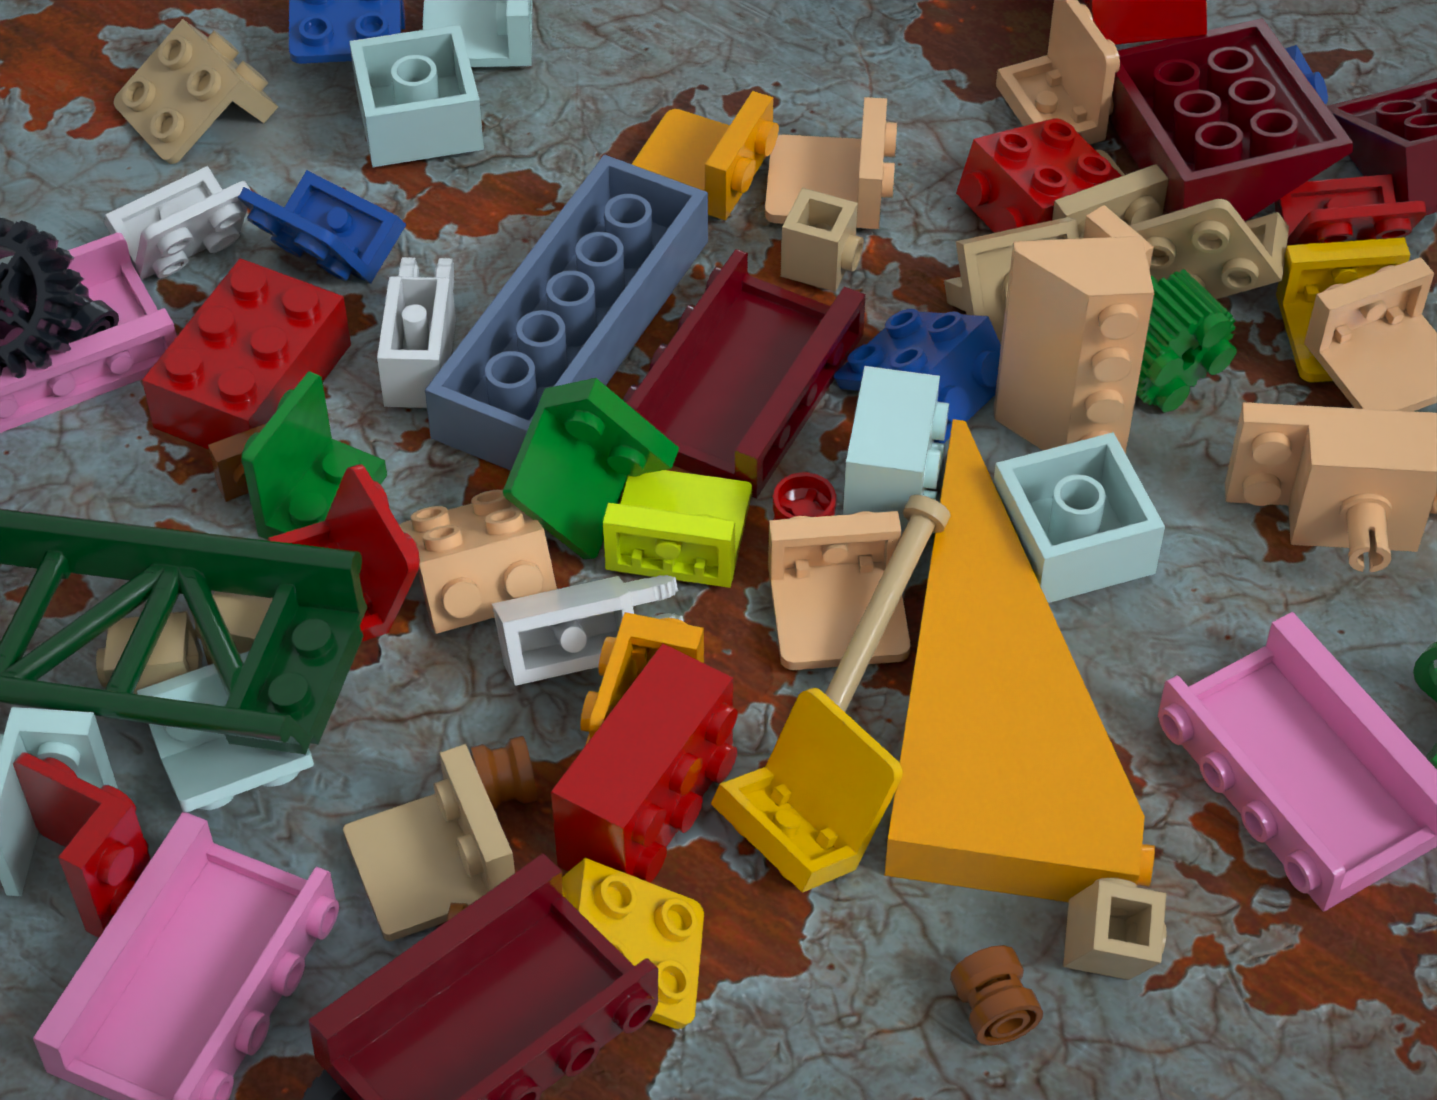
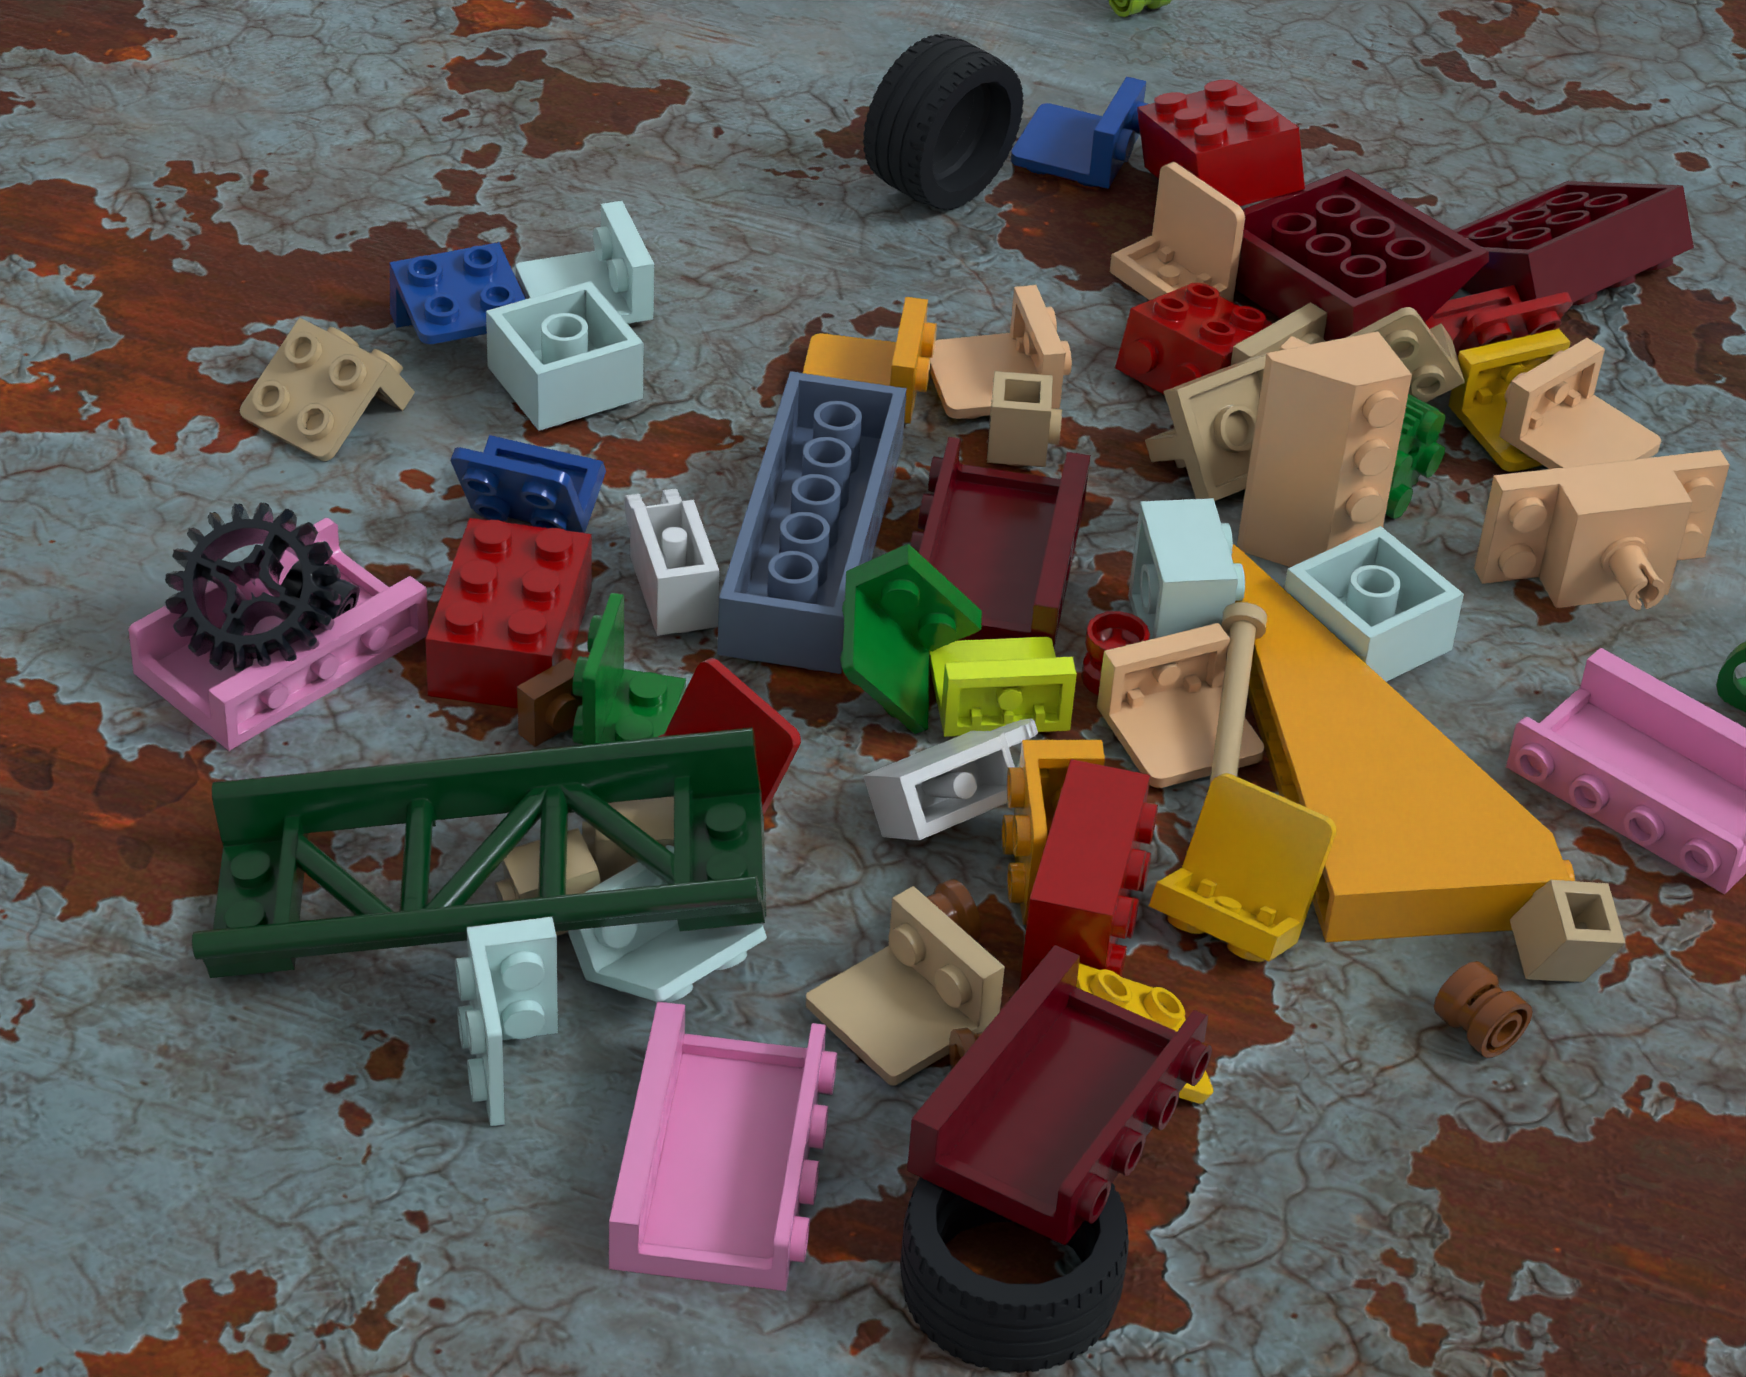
camera: 20 degrees left, 10 degrees down
(97, 828) = (573, 1034): red bracket -> none
(179, 222) = (381, 500): white bracket -> none
(478, 558) = (841, 741): light nougat bracket -> none
(940, 344) = (1181, 478): blue bracket -> none

